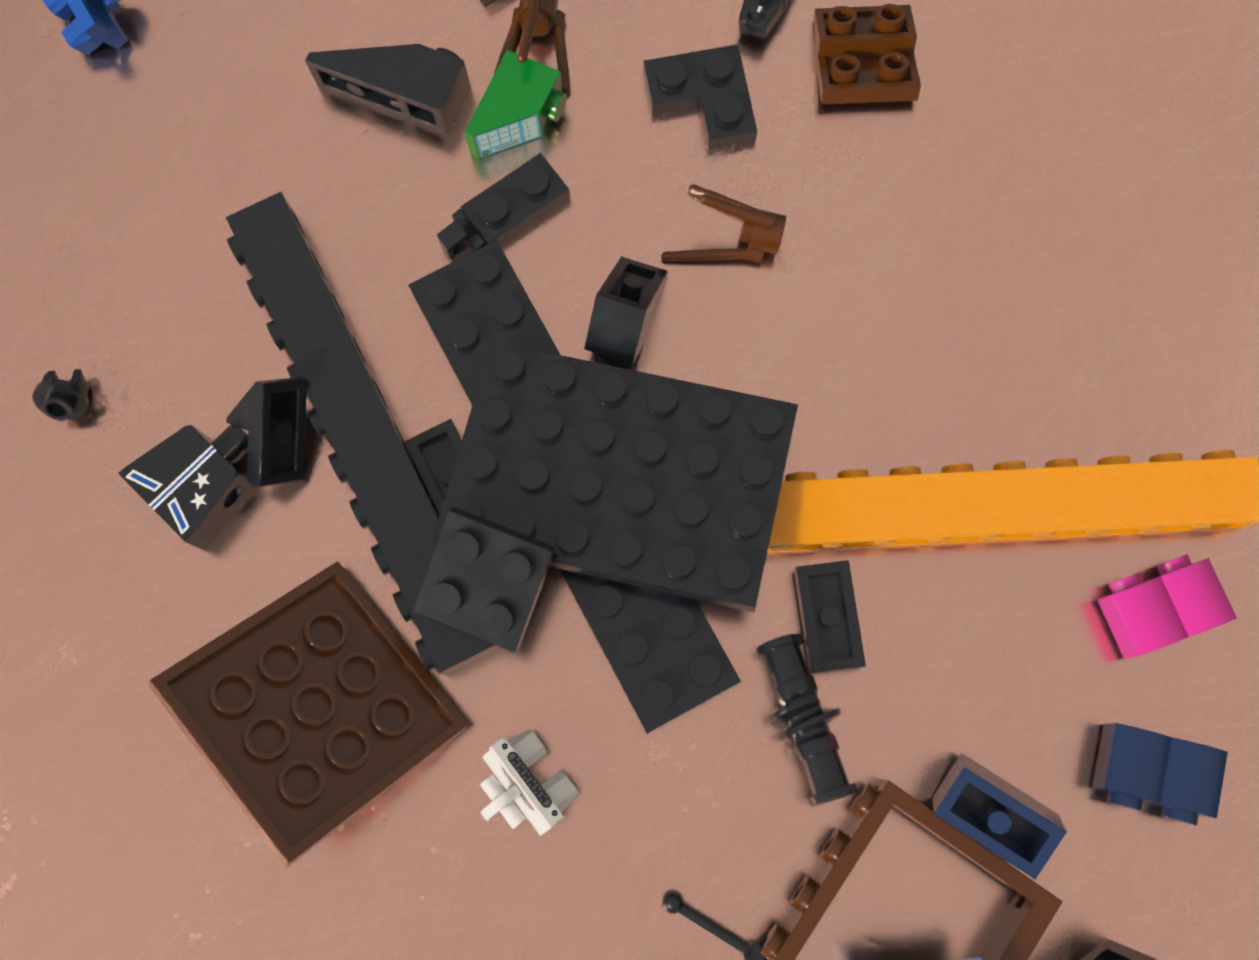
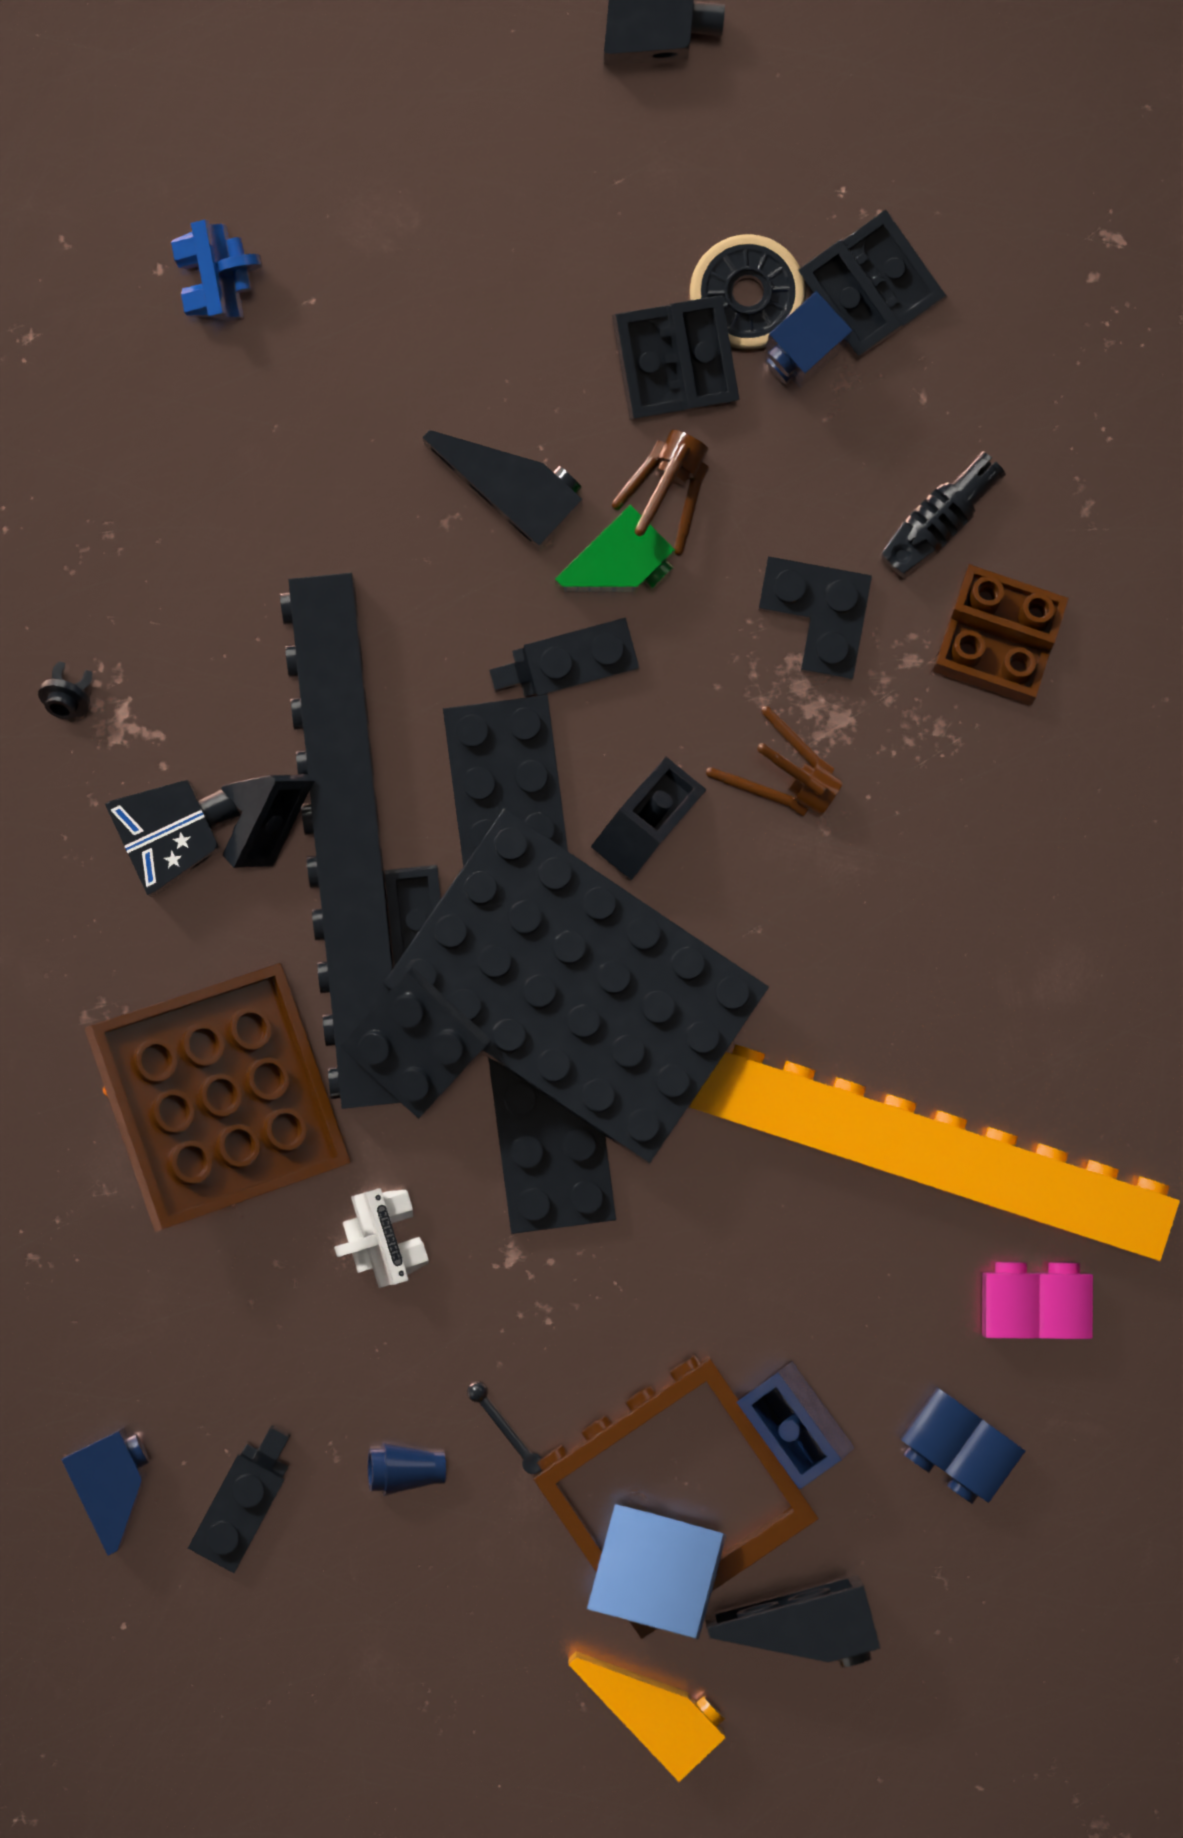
camera: 15 degrees right, 10 degrees up
(806, 719) = (660, 1276): black piece -> none
(829, 617) = (722, 1192): black plate -> none

